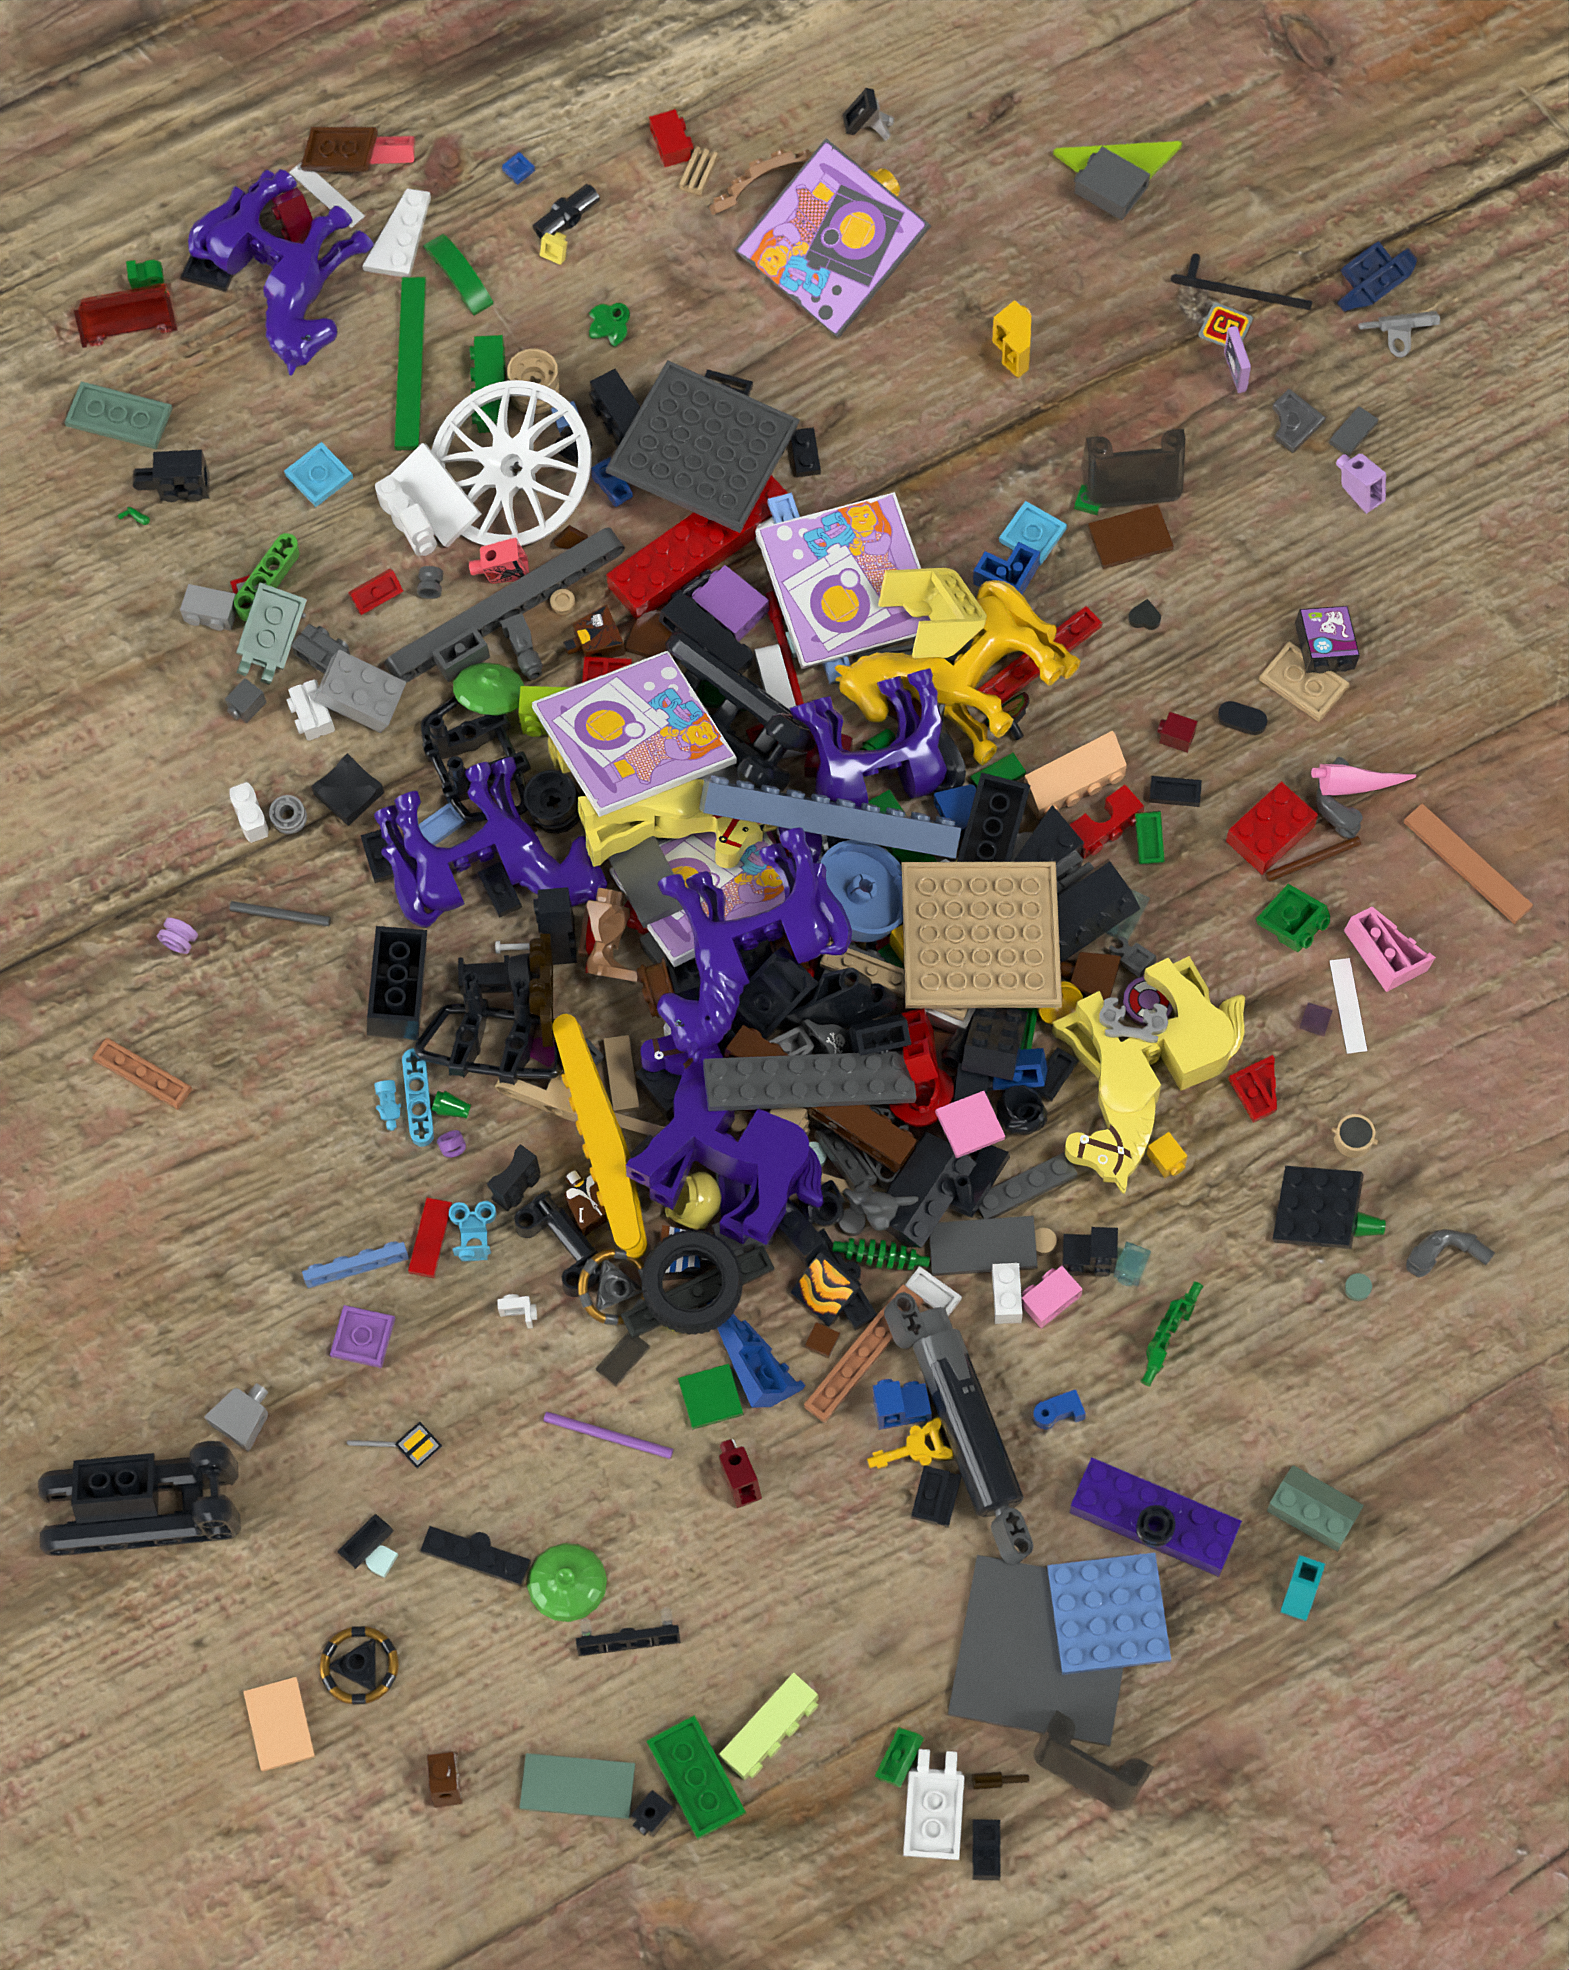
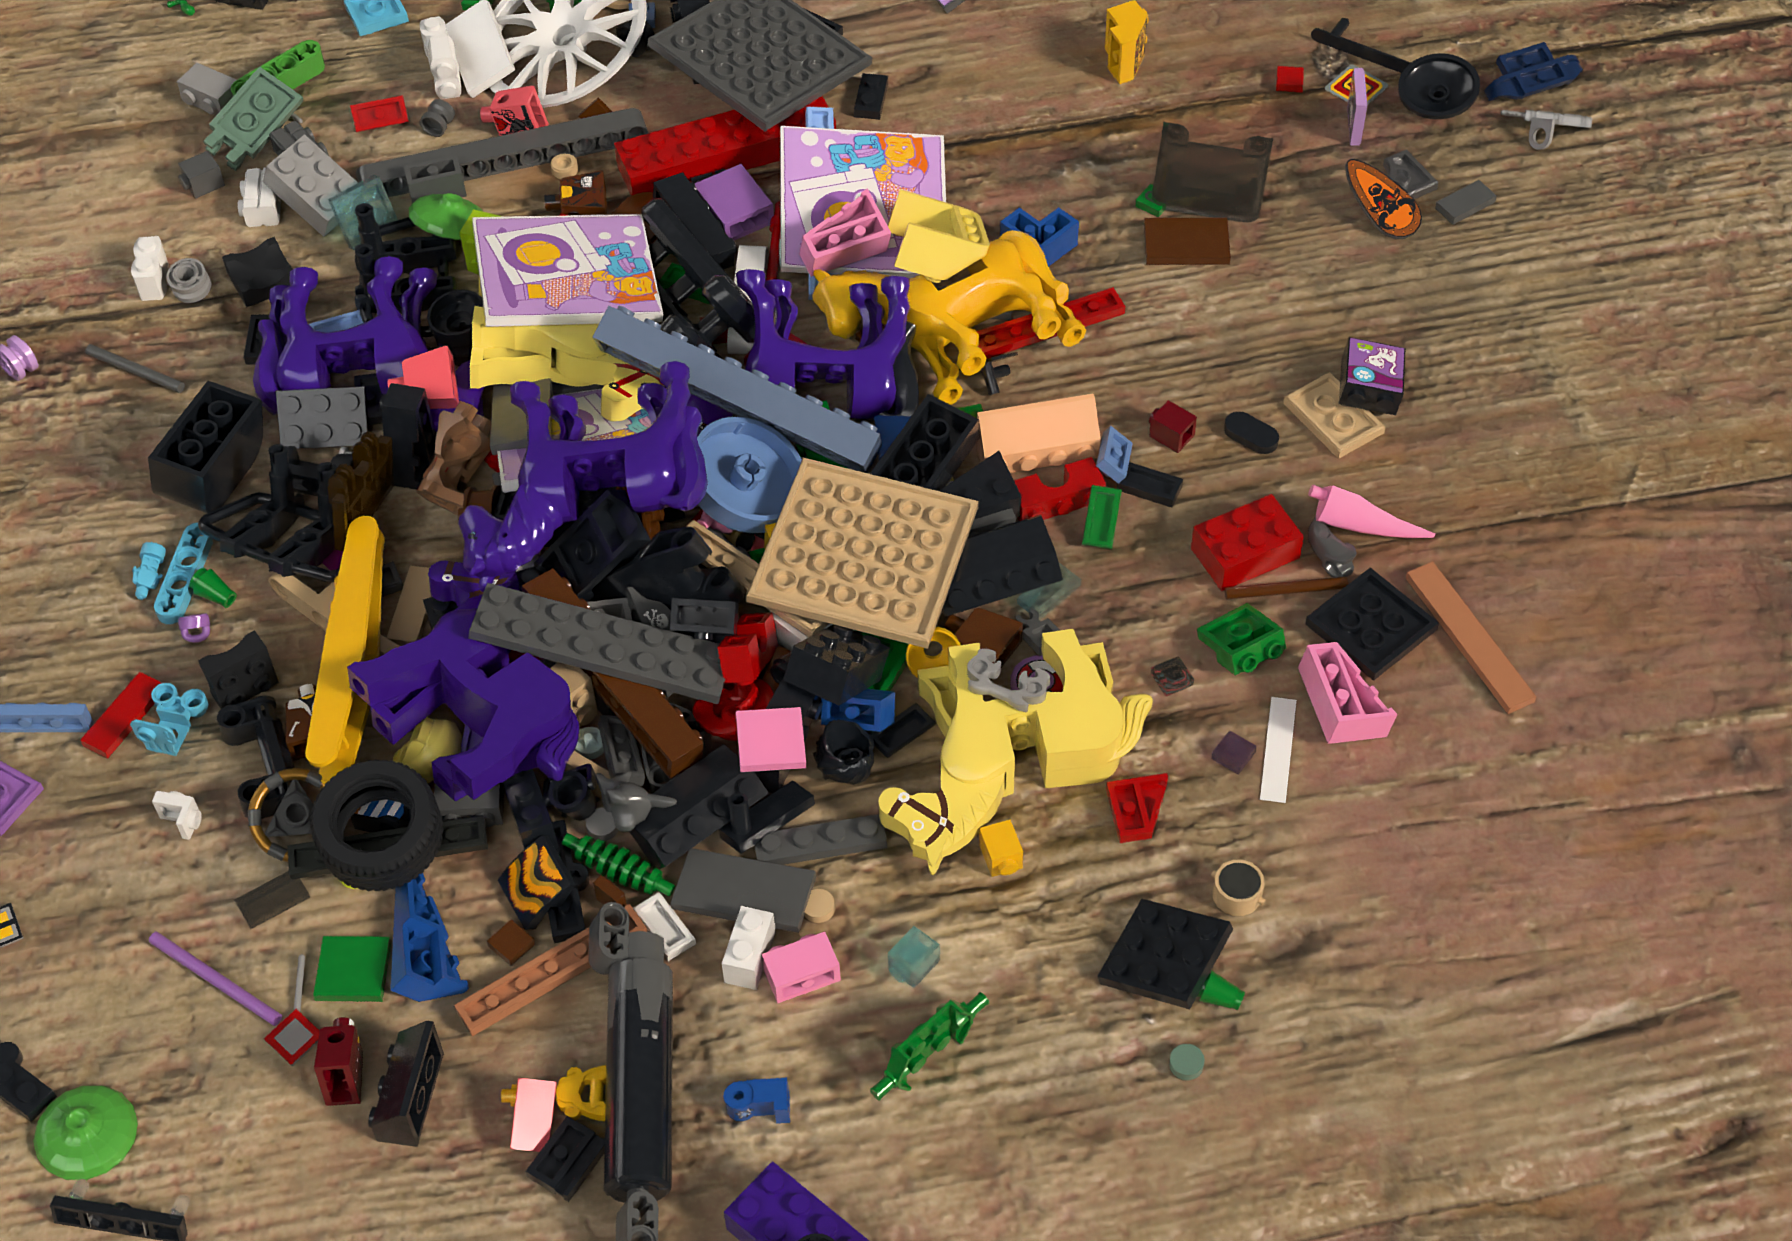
camera: 15 degrees right, 15 degrees down
(413, 704) = (367, 191): none -> clear light blue plate
(472, 922) = (322, 416): none -> plate
(522, 644) = (504, 187): dark grey piece -> none
(558, 870) = (435, 373): none -> coral torso
(615, 488) = (660, 77): blue leg -> none
(688, 1461) = (295, 1033): none -> piece
(795, 1477) = (407, 1086): none -> black slope
(853, 625) = (846, 237): none -> bright pink wedge
(884, 1281) = (608, 892): none -> reddish brown tile
(899, 1472) = (533, 1114): none -> slope
(900, 1405) = (565, 1038): blue brick -> none
(1034, 529) = (1088, 208): medium azure plate -> none
(1091, 1253) = (867, 928): black brick -> none
(1140, 774) = (1114, 454): none -> medium blue plate
(1145, 615) = (1176, 314): pearl dark grey tile -> none
(1166, 335) = (1289, 79): none -> red tile
(1248, 965) = (1172, 676): none -> clear smoke tile
(1286, 452) = (1383, 200): none -> shield
(1301, 303) = (1439, 86): none -> black dish
(1363, 481) = (1461, 243): lavender torso -> none
(1390, 874) = (1372, 623): none -> black plate
(1424, 1255) = (1279, 1048): dark grey piece -> none

